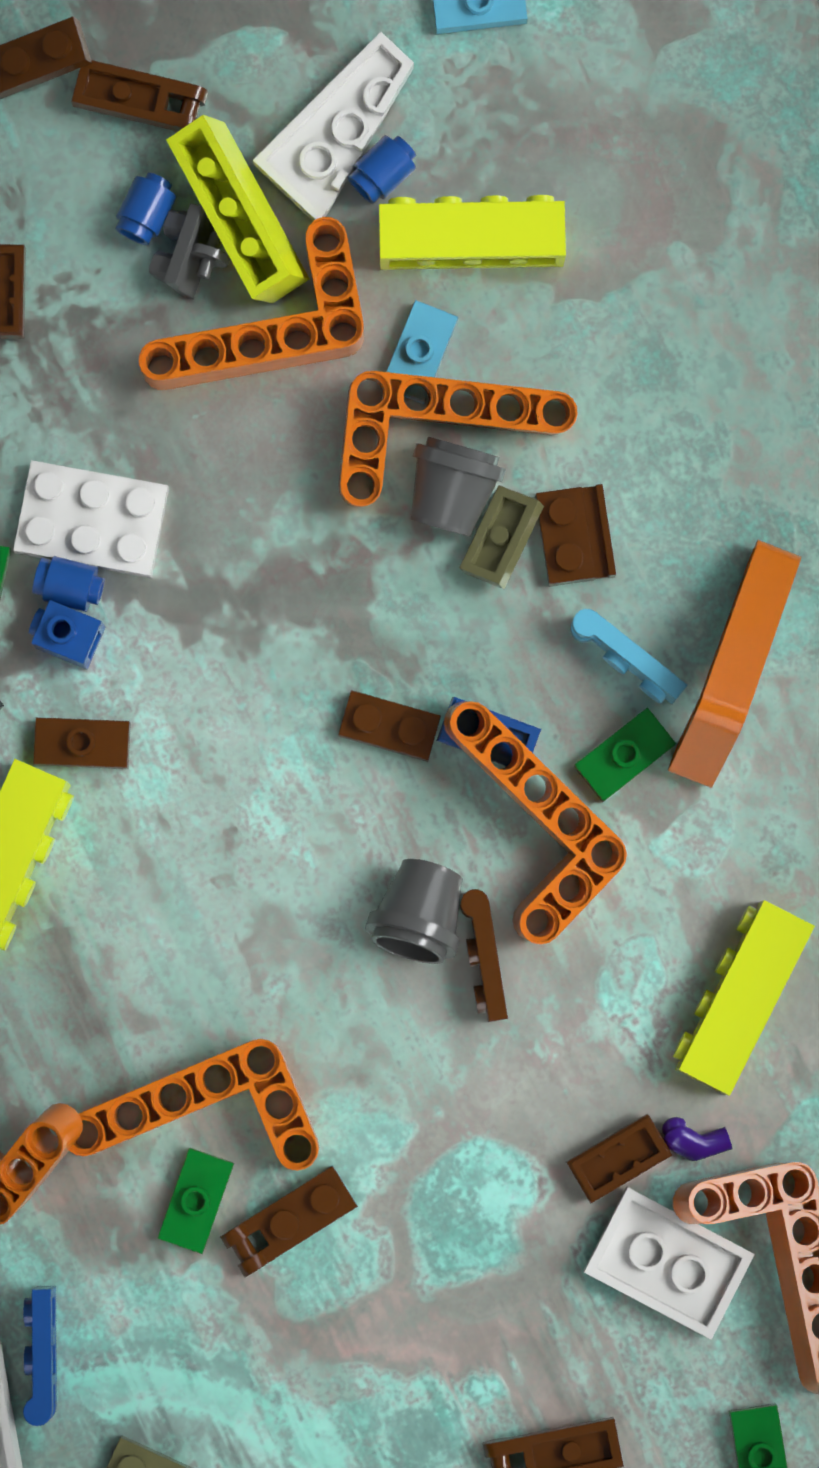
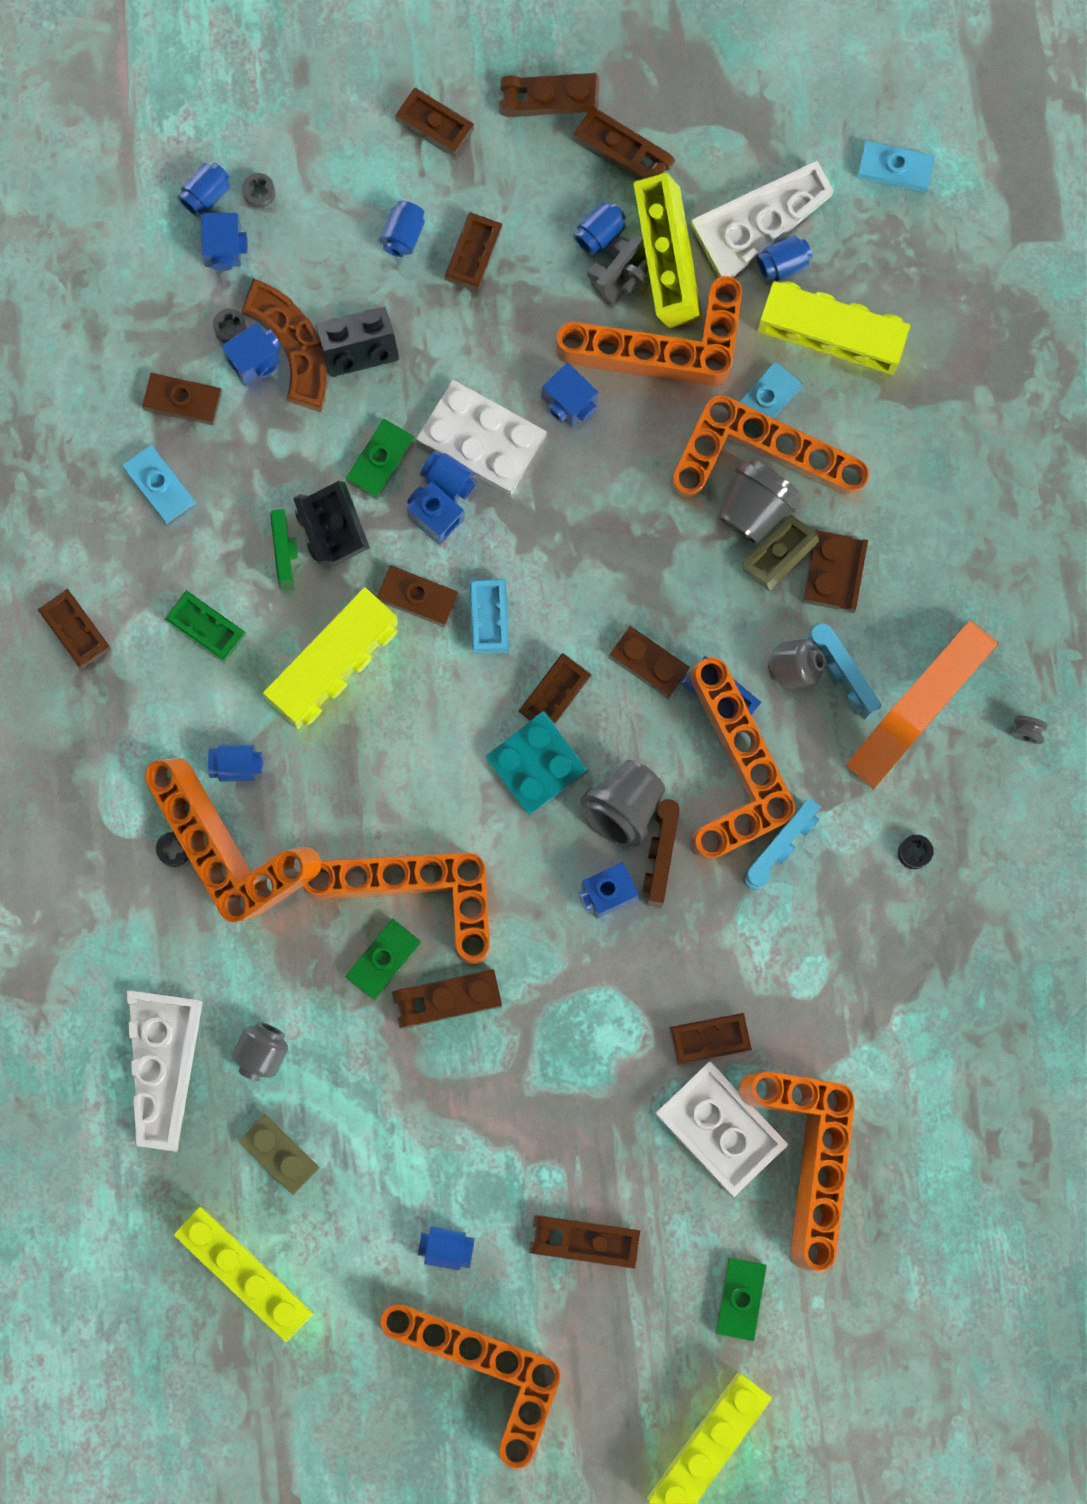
camera: 15 degrees right, 5 degrees down
(41, 1357) = (227, 1033): blue plate -> none
(88, 1365) = (260, 1051): none -> dark grey head
(177, 738) = (489, 616): none -> medium azure plate
(181, 432) = (569, 396): none -> blue brick
(289, 804) = (556, 689): none -> reddish brown plate
(297, 898) = (537, 763): none -> teal plate
(436, 1024) = (608, 891): none -> blue brick
(567, 668) = (796, 663): none -> dark grey head
(623, 896) = (781, 847): none -> medium azure plate
(625, 754) = (817, 743): green plate -> none
(691, 1144) = (768, 1047): dark purple arm -> none
(743, 997) = (845, 951): neon yellow brick -> none
(799, 850) = (907, 844): none -> black bush

